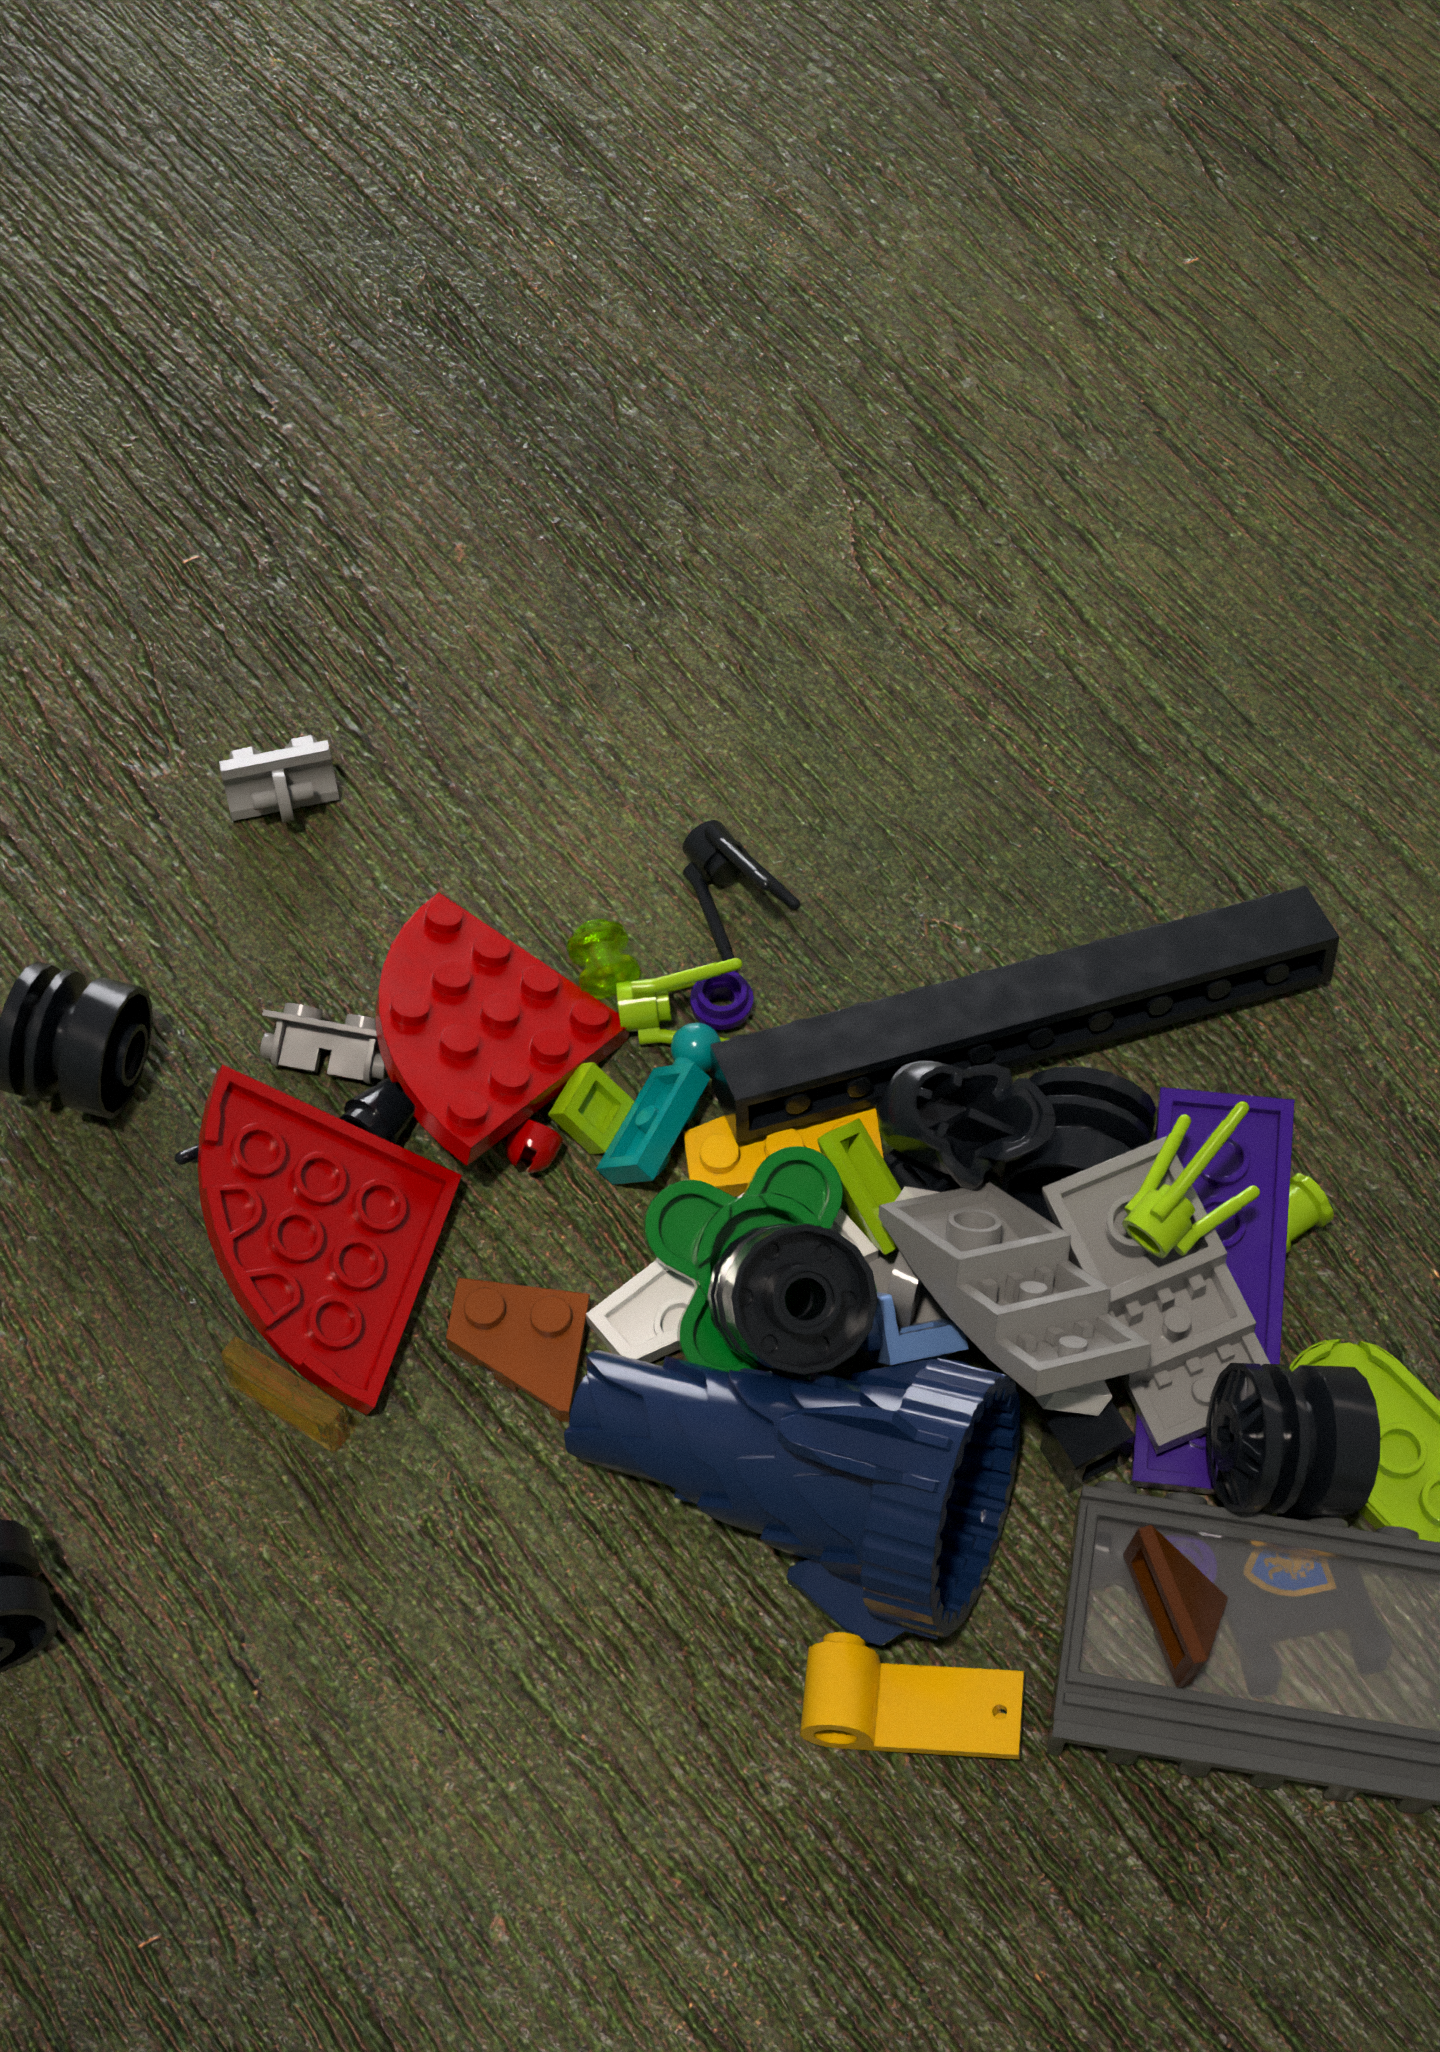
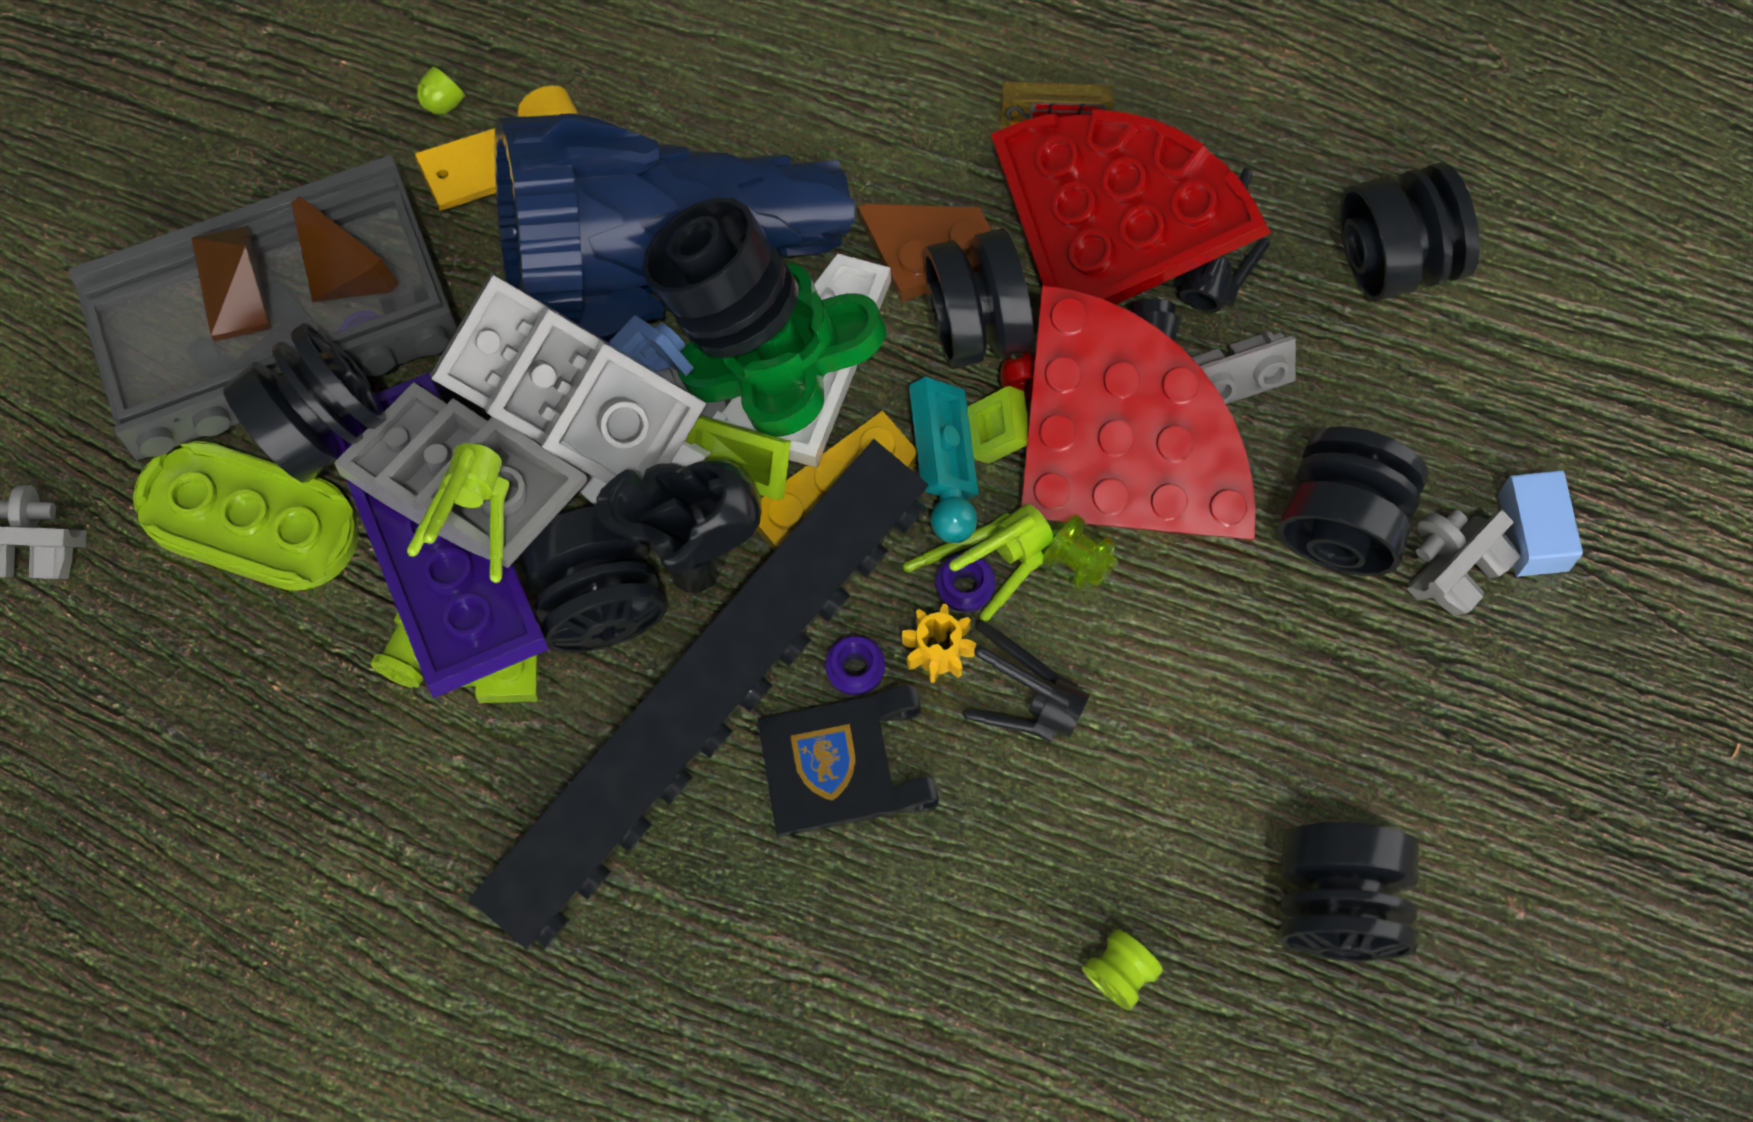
camera: 150 degrees right, 10 degrees up
(186, 771) = (1543, 523): none -> light blue piece
(341, 844) = (1353, 501): none -> black wheel
(530, 1205) = (978, 298): none -> black wheel
(595, 583) = (1349, 887): none -> black wheel
(785, 953) = (935, 658): none -> yellow gear
(808, 646) = (1122, 969): none -> lime wheel
(868, 970) = (855, 648): none -> dark purple plate
(938, 919) = (833, 765): none -> black flag
(943, 1836) = (438, 92): none -> lime hinge
(1311, 1666) = (230, 283): none -> reddish brown slope

